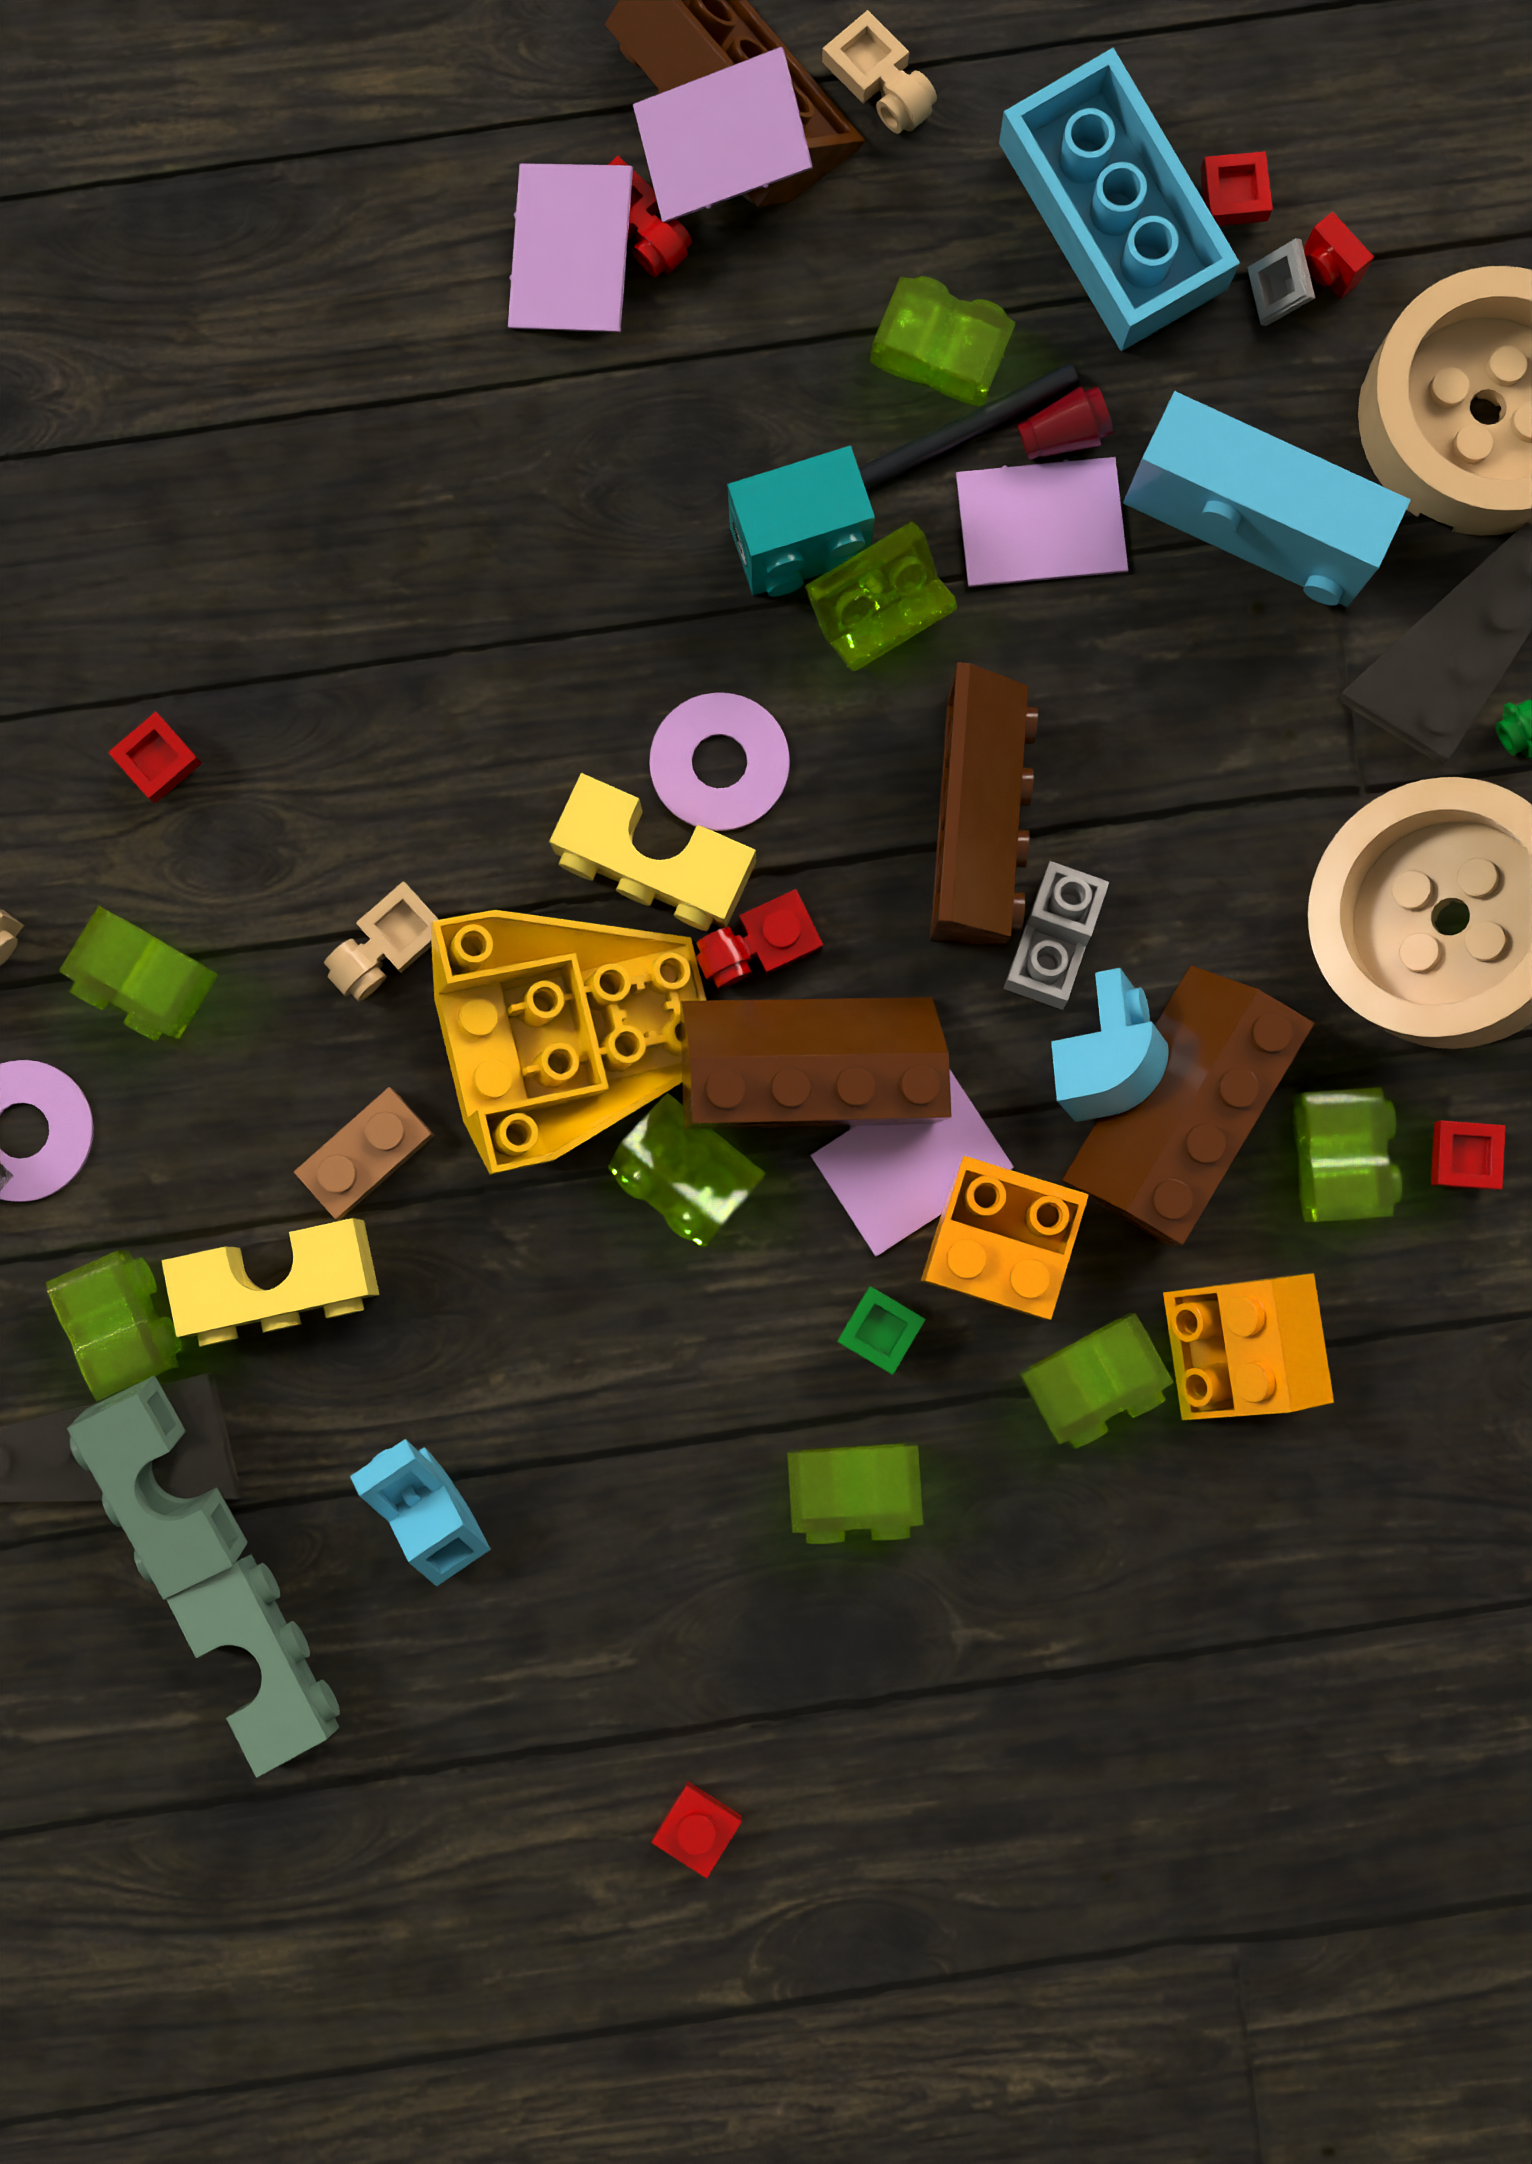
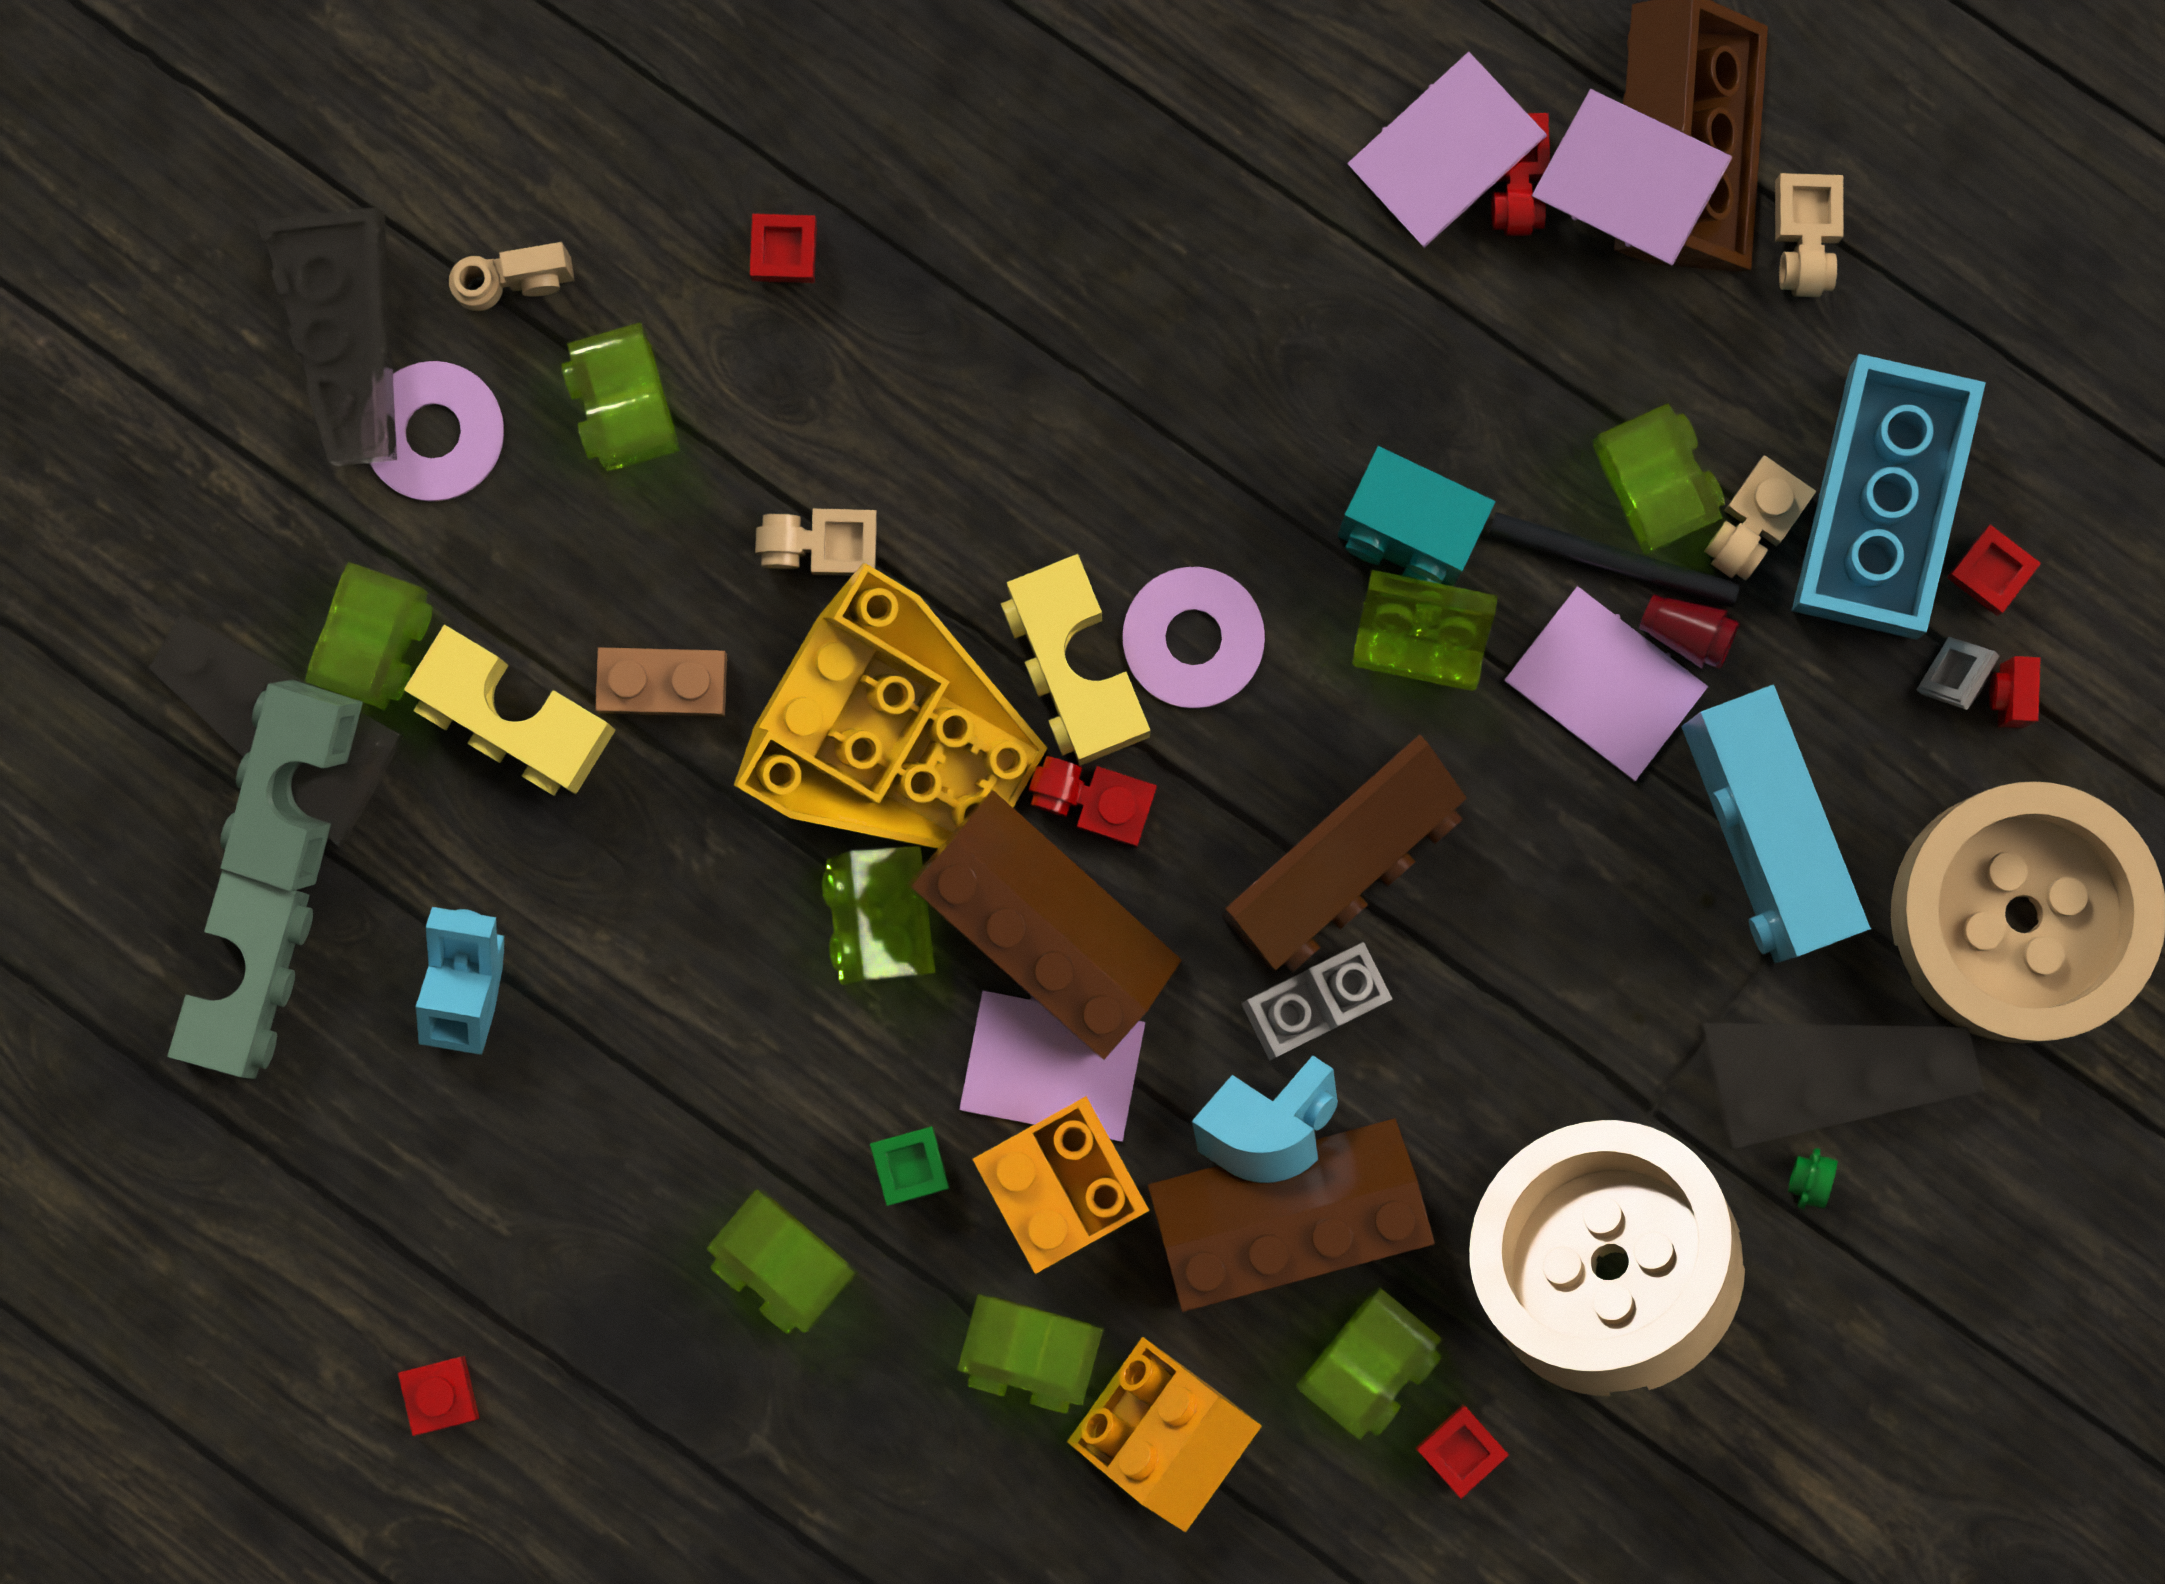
camera: 45 degrees right, 0 degrees up
(1037, 294) = (1765, 507): none -> tan plate

